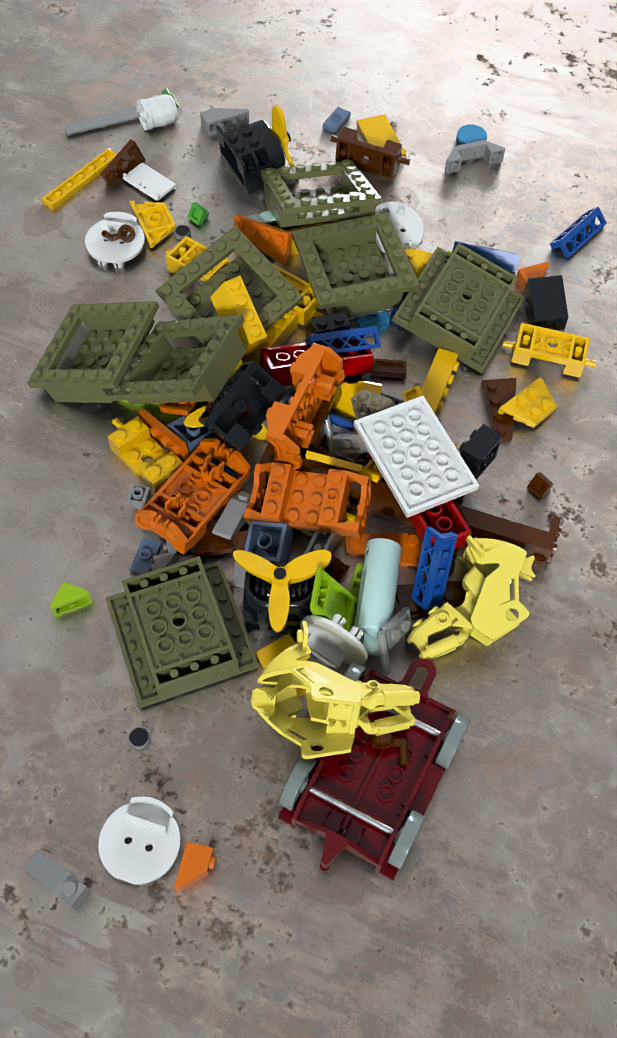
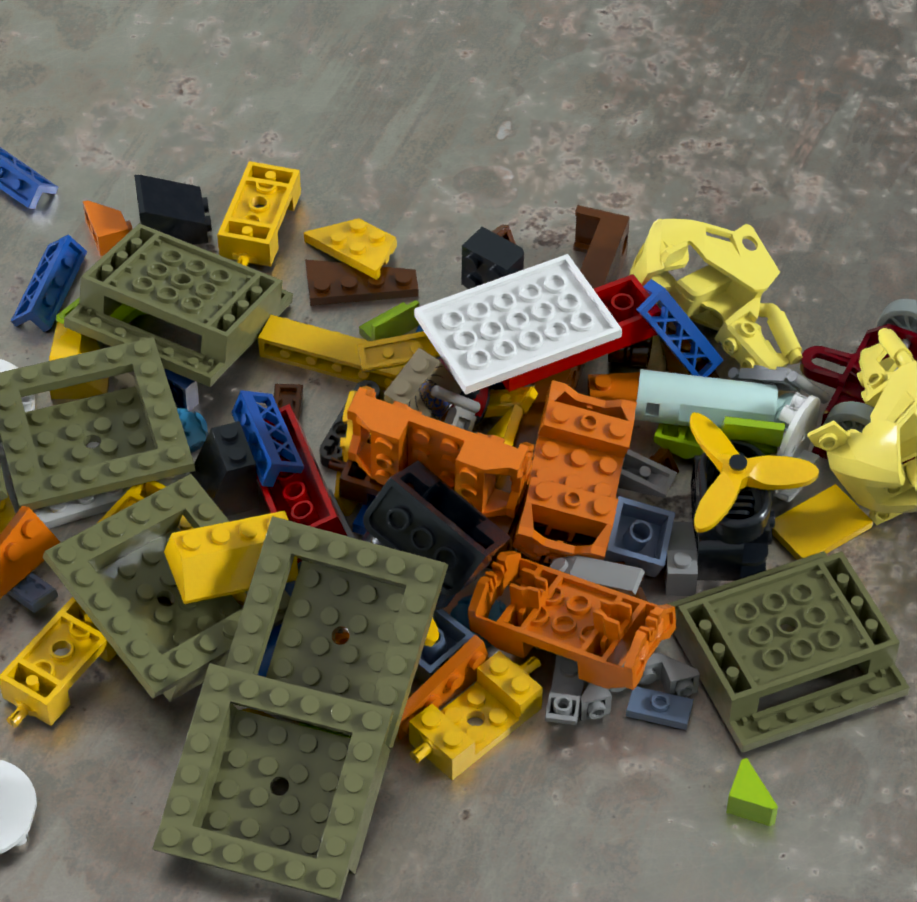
camera: 90 degrees left, 10 degrees down
(460, 421) = (391, 323): none -> lime panel

